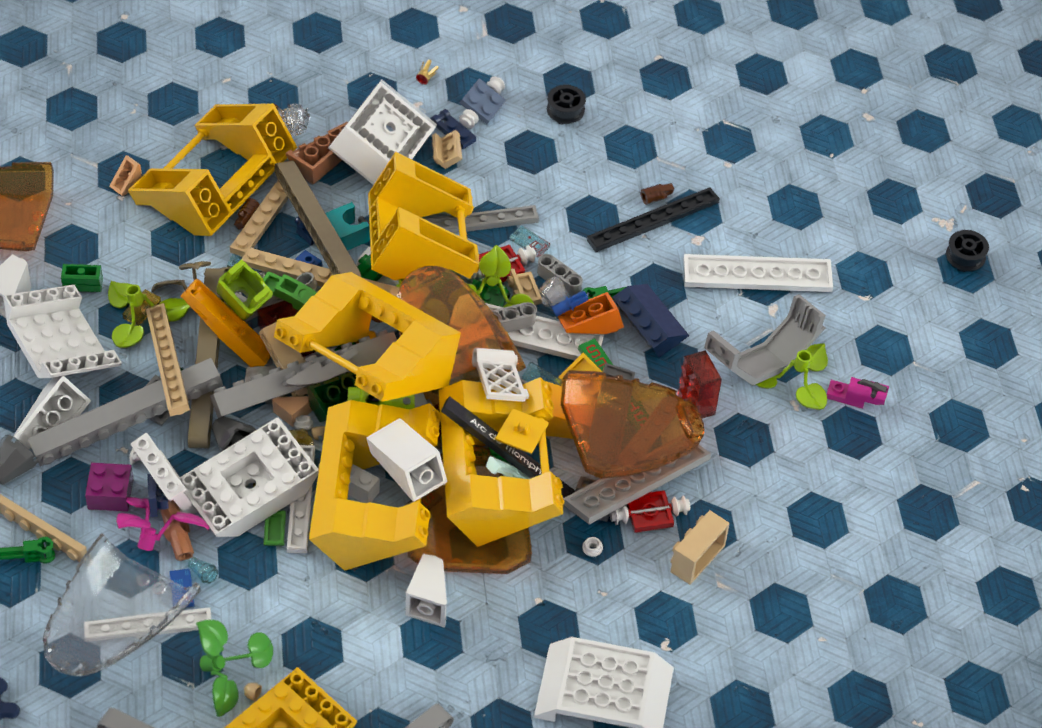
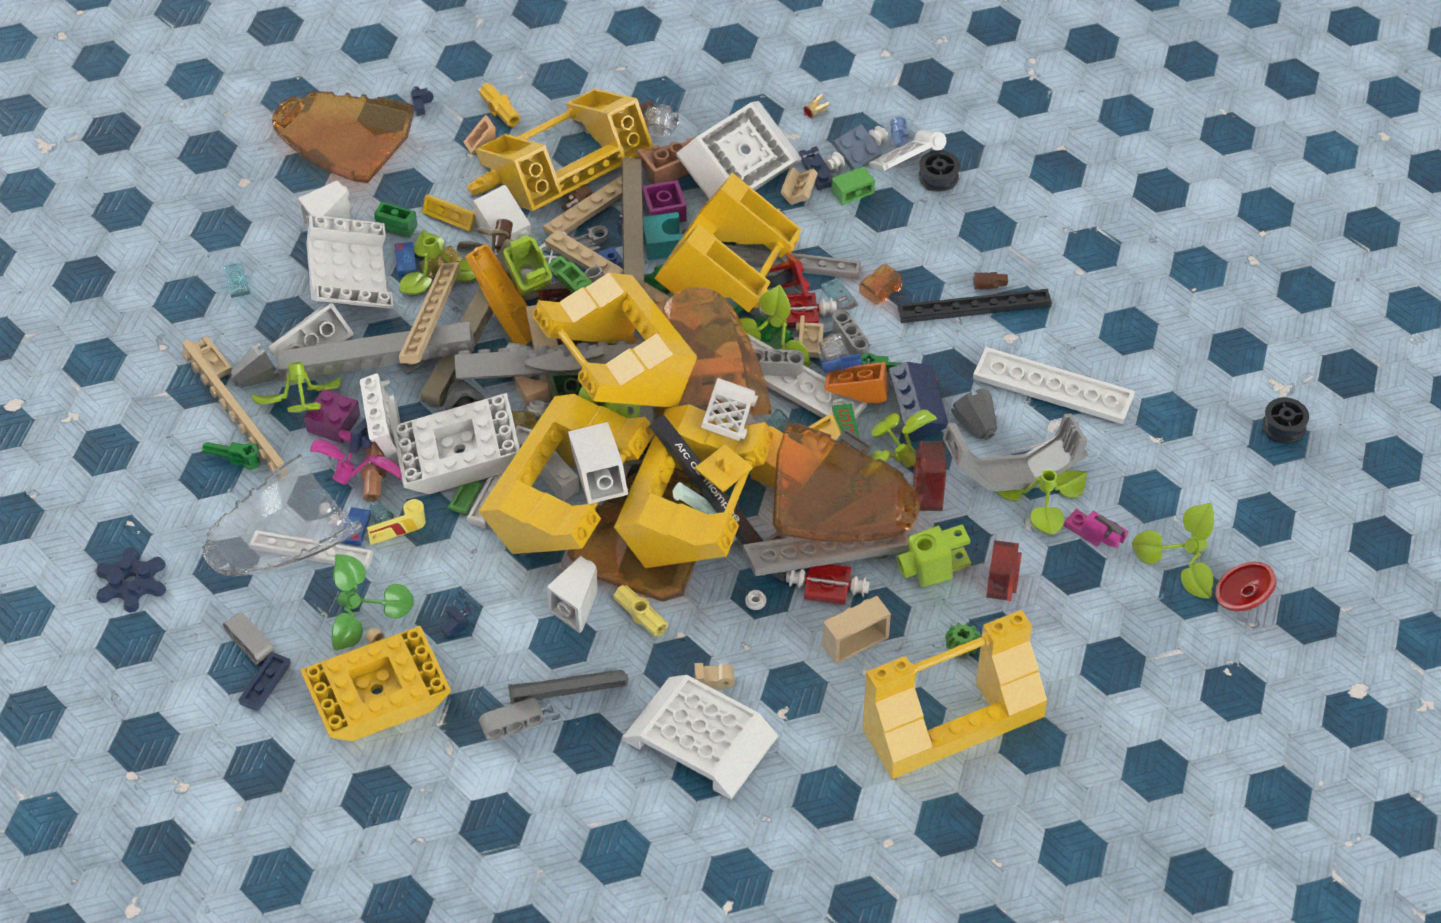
camera: 25 degrees right, 0 degrees up
(48, 153) = (419, 98): none -> dark blue piece
(64, 457) = (297, 375): none -> lime plant
(106, 313) = (405, 258): none -> blue tile
(129, 142) = (499, 105): none -> yellow piece
(129, 258) = (448, 212): none -> yellow plate
(150, 220) = (484, 183): none -> yellow hinge
(184, 245) = (500, 205): none -> white slope
(197, 256) = (505, 225): none -> reddish brown hinge
(236, 566) = (411, 521): none -> light yellow door
(278, 249) = (590, 240): none -> light grey piece
(326, 650) = (457, 620): none -> dark blue piece
(334, 192) = (664, 199): none -> magenta brick
(460, 681) = (567, 685): none -> dark grey piece
(484, 232) = (783, 274): none -> red plate
(495, 137) = (853, 185): none -> bright green brick
(502, 593) = (640, 610): none -> light yellow piece
(512, 77) = (899, 131): none -> medium blue hinge
(538, 84) = (923, 140): none -> white piece
(564, 221) = (880, 284): none -> clear orange brick
(592, 630) = (716, 677): none -> tan leg
(661, 371) = (904, 453): none -> lime plant
(707, 316) = (977, 413): none -> dark grey cone
(736, 468) = (932, 557): none -> lime piece
(793, 527) = (960, 635): none -> bright green gear
(800, 454) = (1004, 570): none -> clear red brick
(853, 553) = (1004, 675): none -> yellow brick
(950, 360) = (1198, 521): none -> lime plant
(1007, 400) = (1246, 586): none -> red dish

